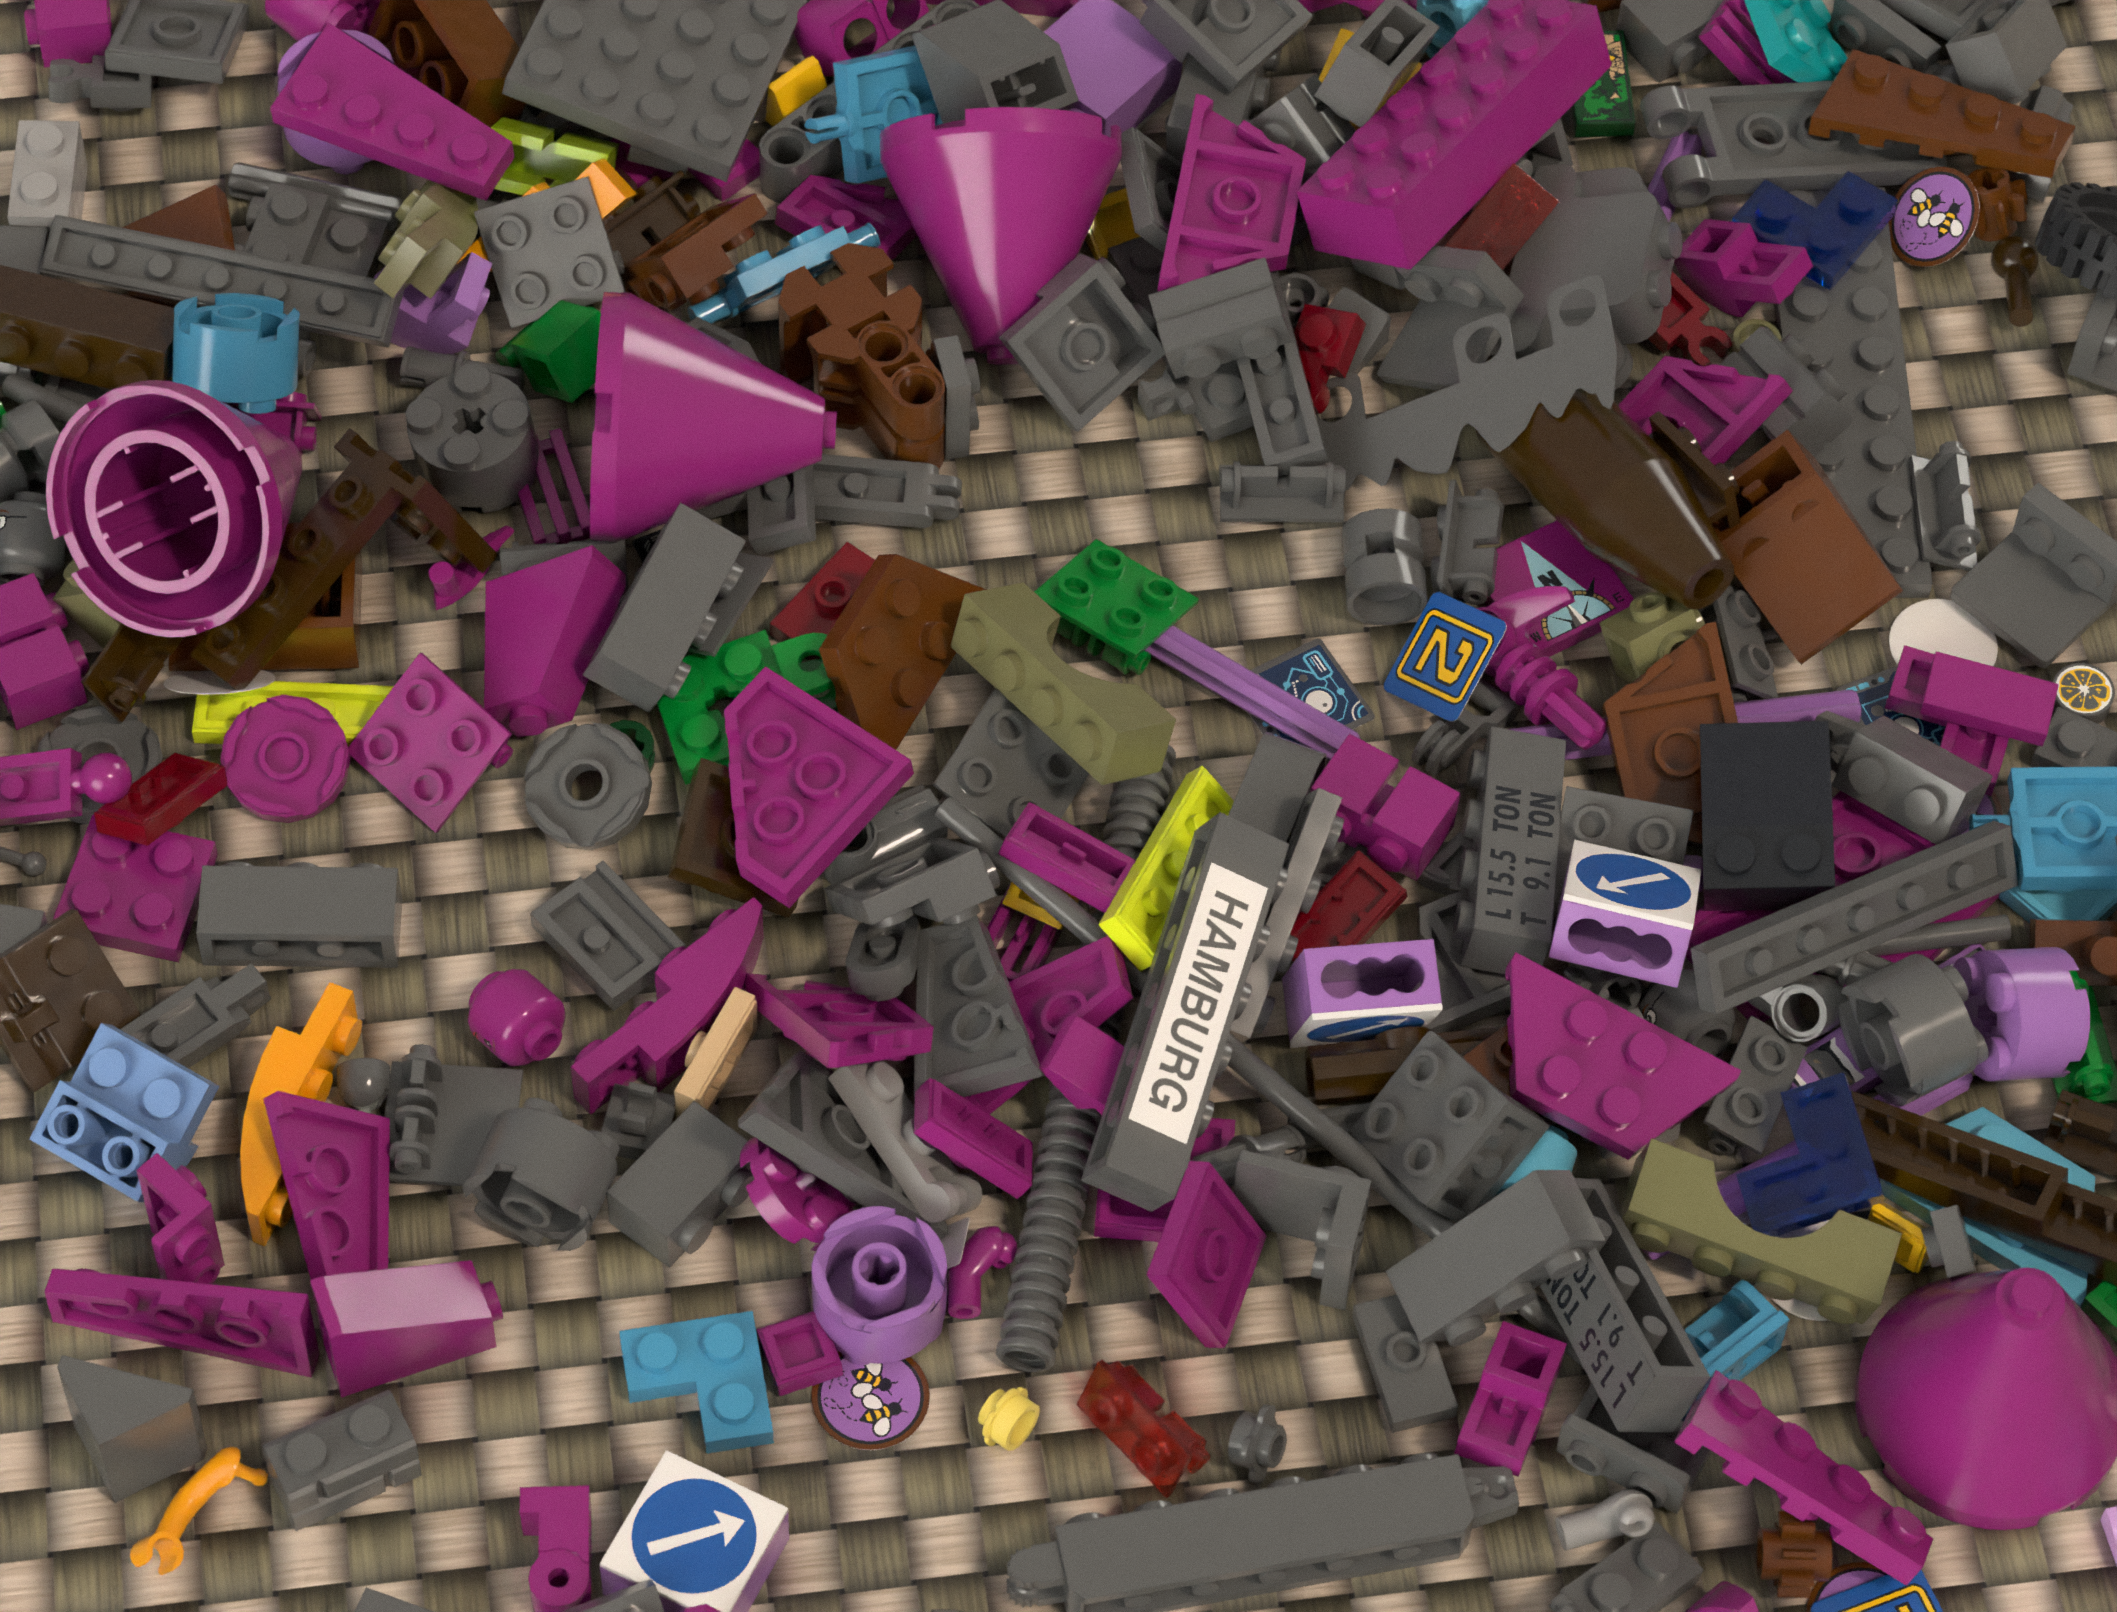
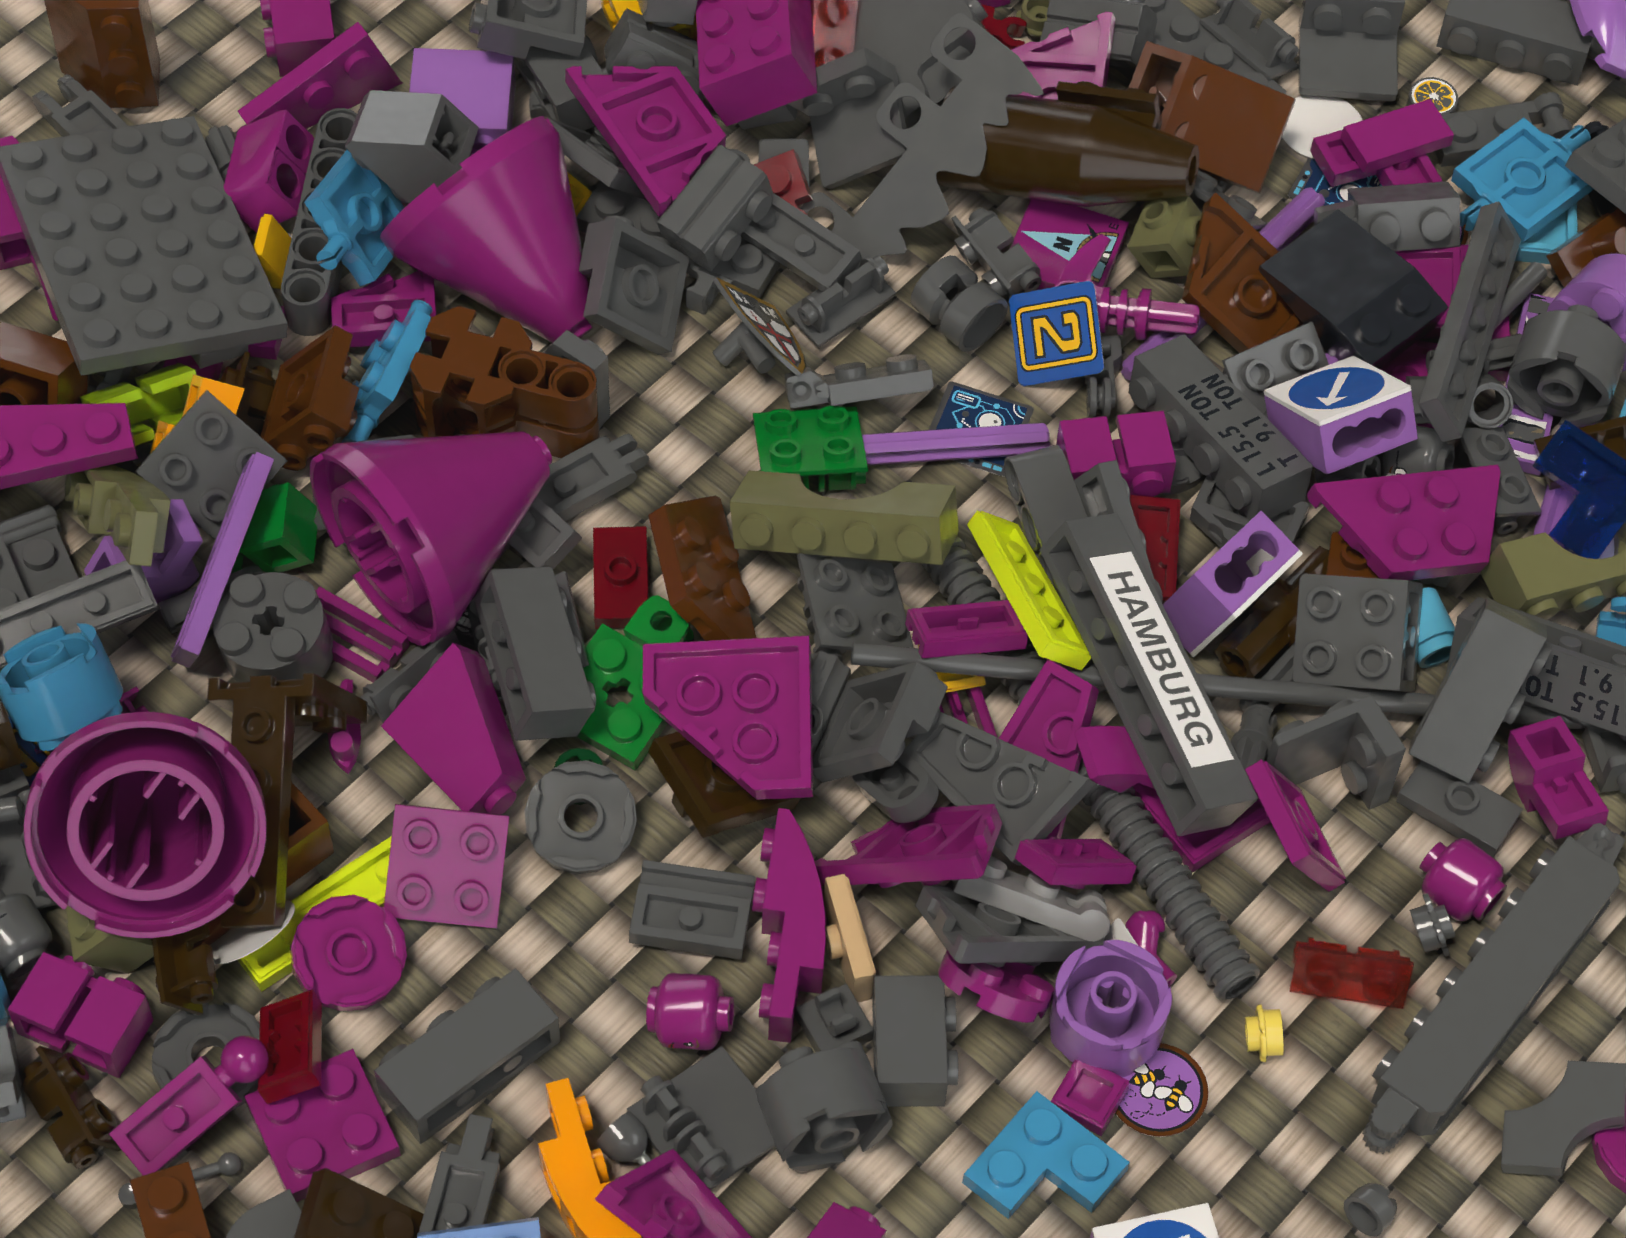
camera: 40 degrees left, 0 degrees up
(481, 338) = (221, 559): none -> medium lavender tile
(1171, 465) = (760, 329): none -> dark grey shield
(1215, 577) = (857, 383): none -> dark grey hinge
(1330, 1423) = (1462, 879): none -> magenta head

